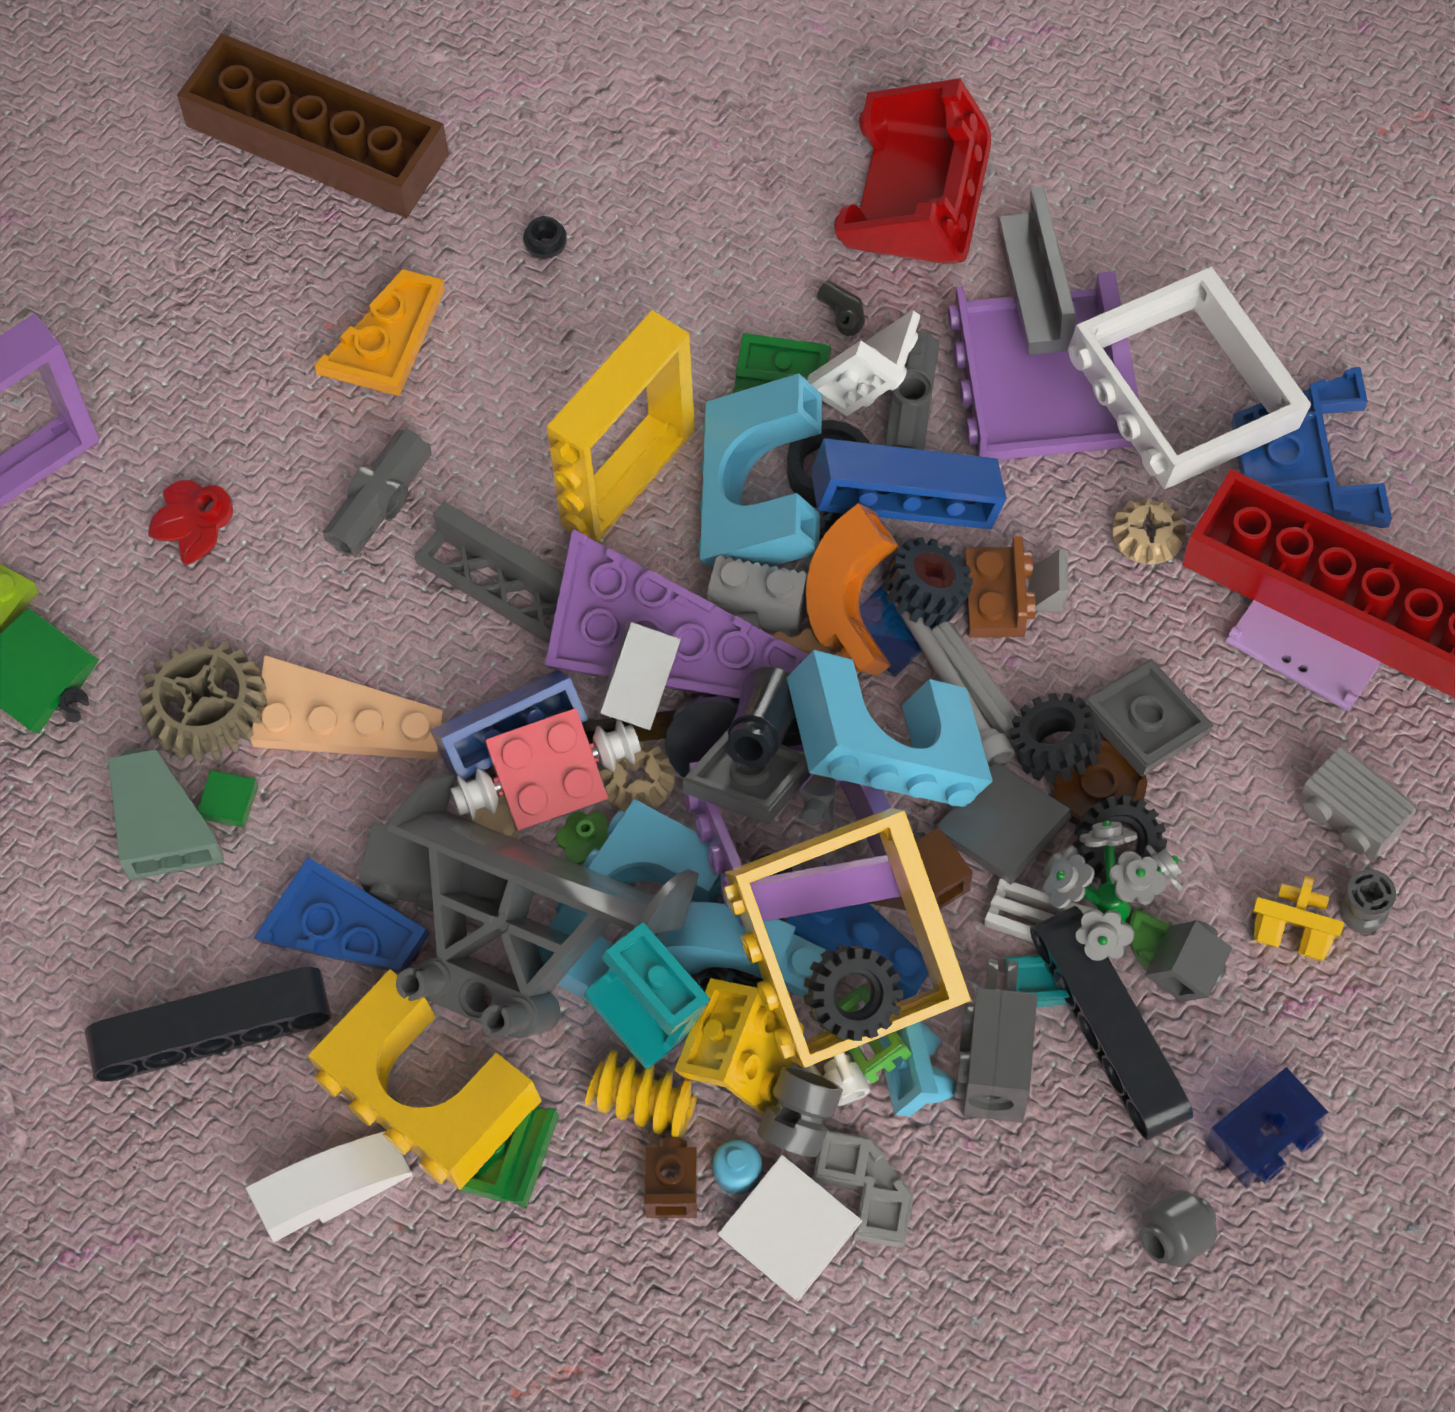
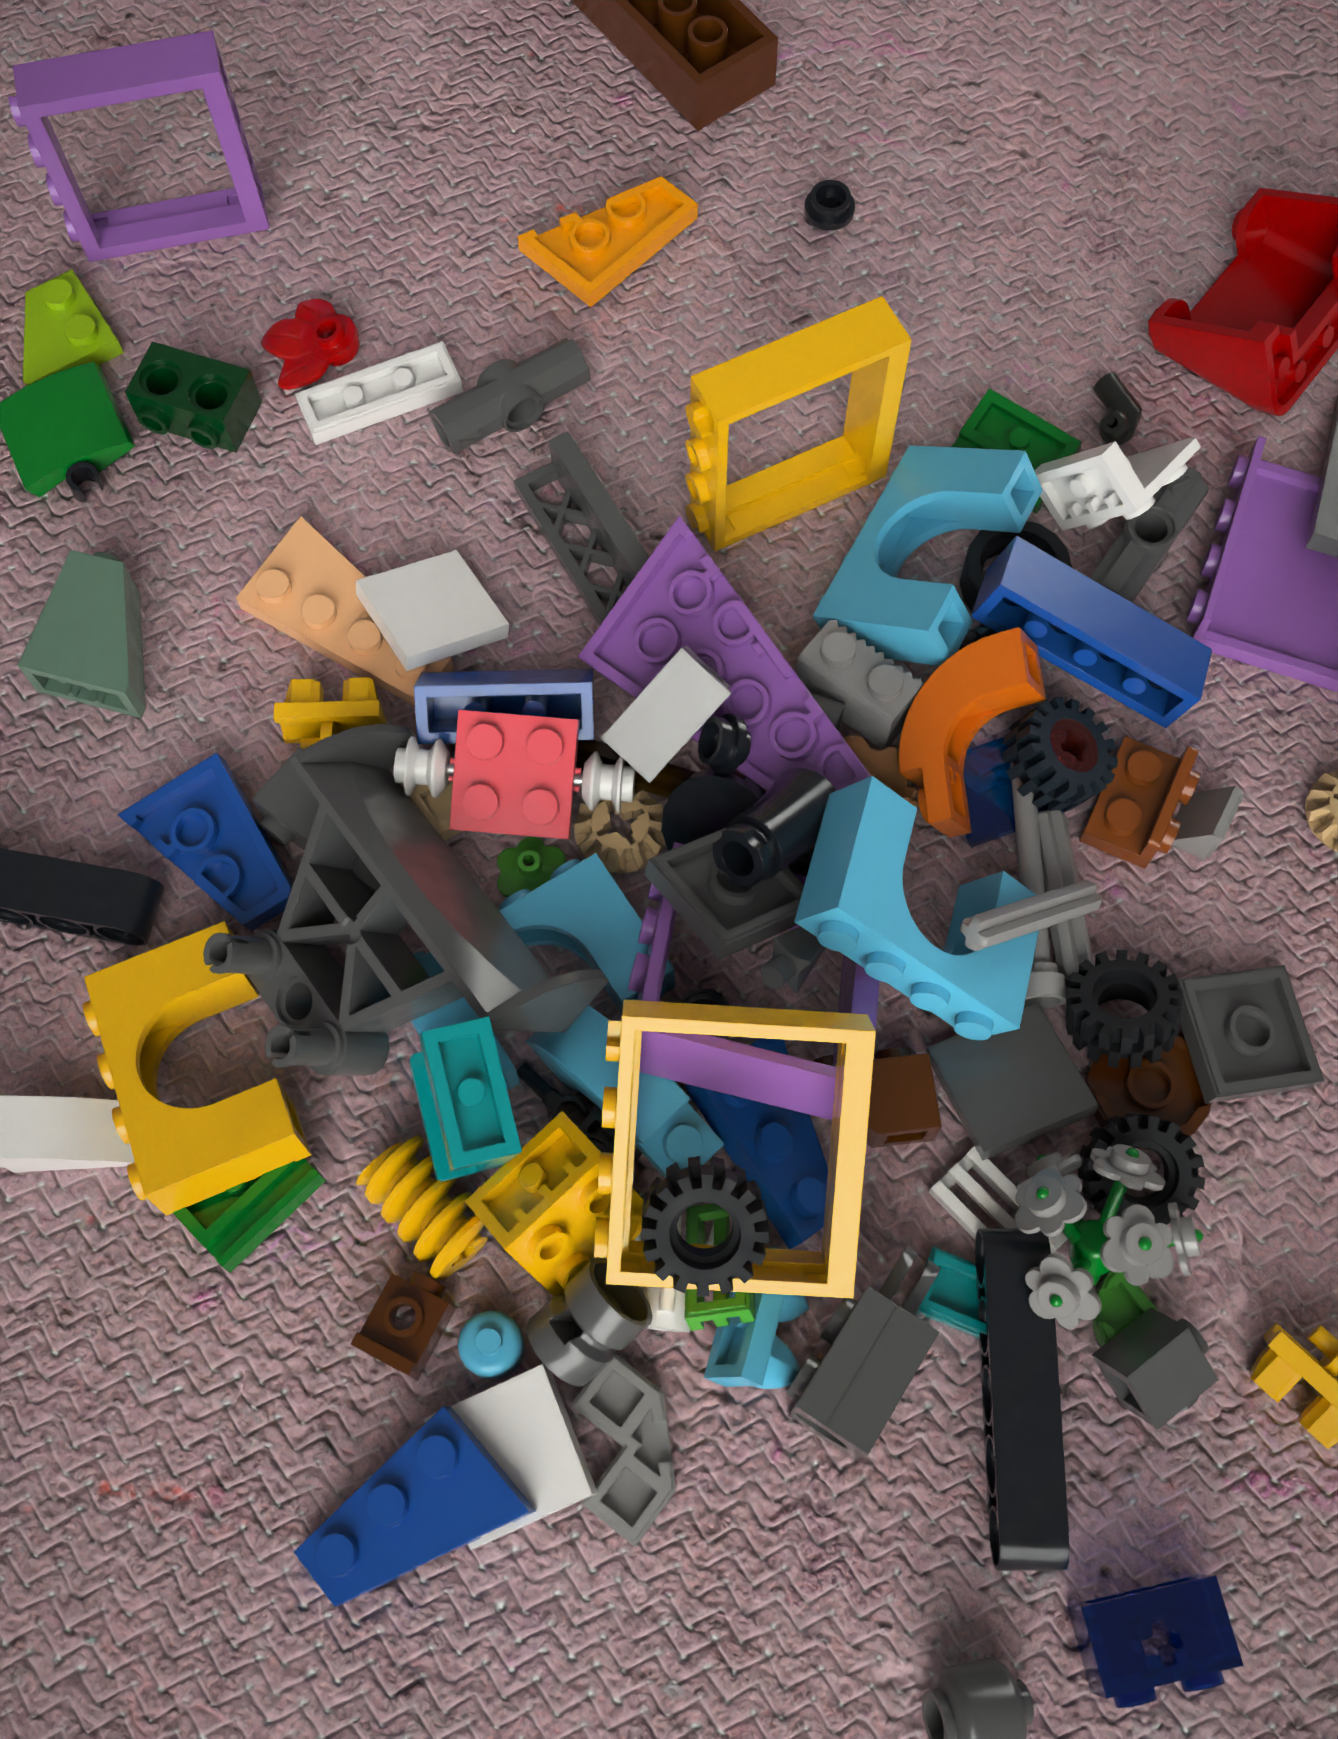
camera: 25 degrees right, 5 degrees up
(127, 590) = (193, 397): none -> dark green brick
(210, 715) = (194, 533): dark tan gear -> none
(227, 798) = (179, 651): green tile -> none
(268, 534) = (379, 392): none -> white tile
(379, 799) = (308, 718): none -> yellow hips
(410, 680) = (431, 609): none -> white tile
(691, 677) = (724, 743): none -> black plate
(743, 1291) = (413, 1509): none -> blue wing
(963, 700) = (1030, 915): none -> light grey axle

